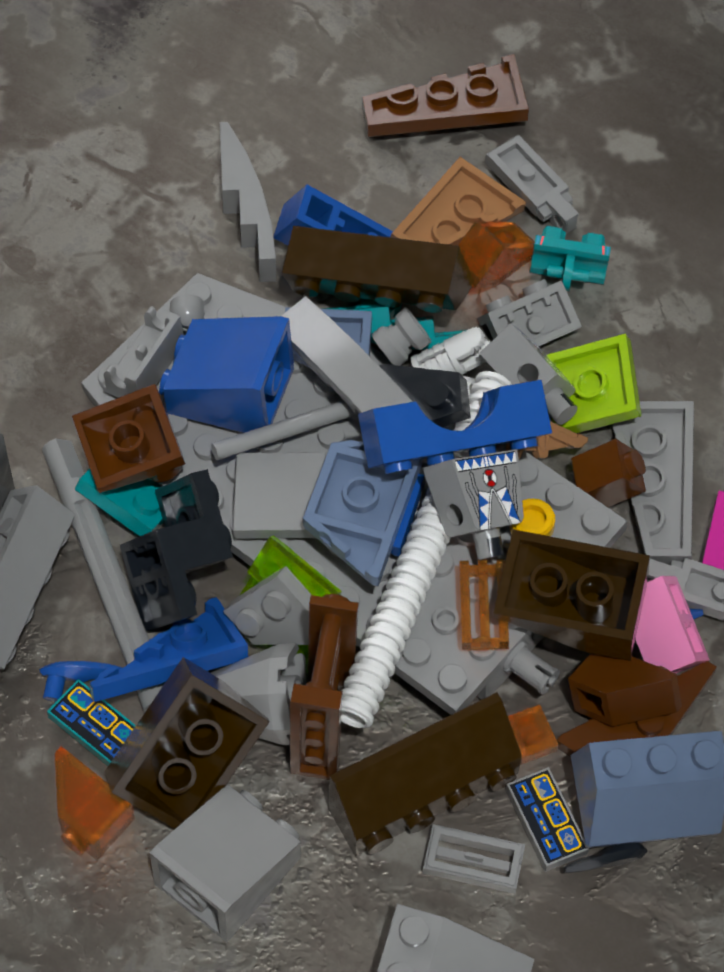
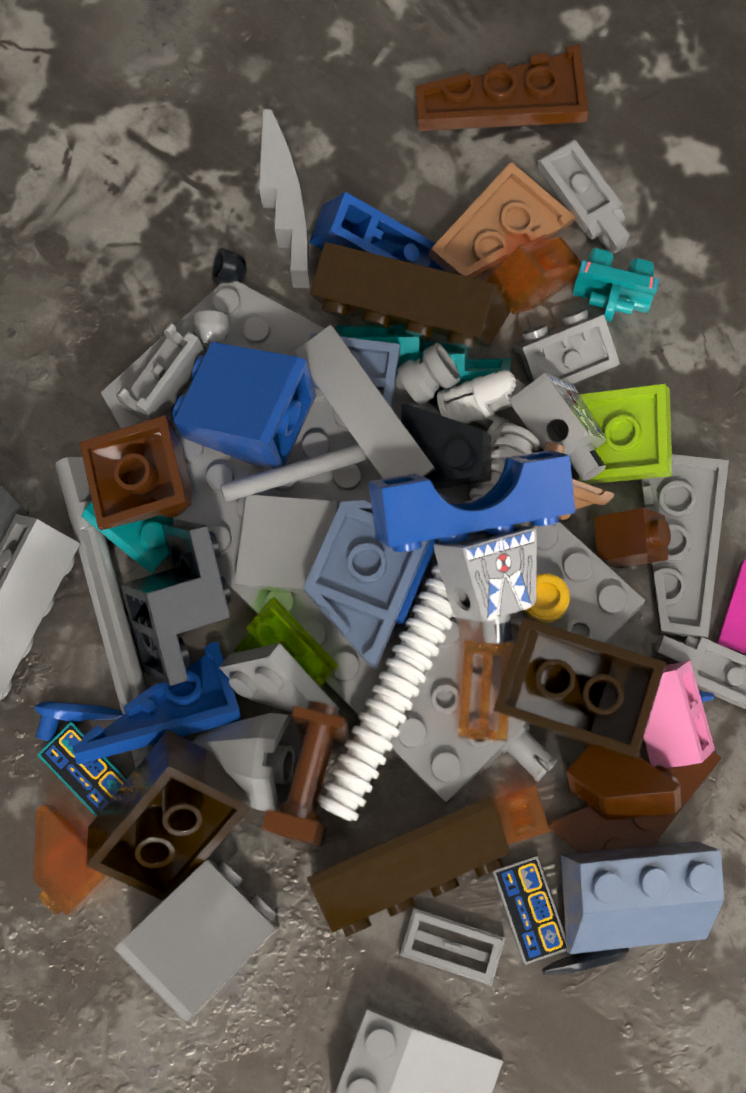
camera: 10 degrees right, 15 degrees up
(196, 264) = (228, 267): none -> black hinge

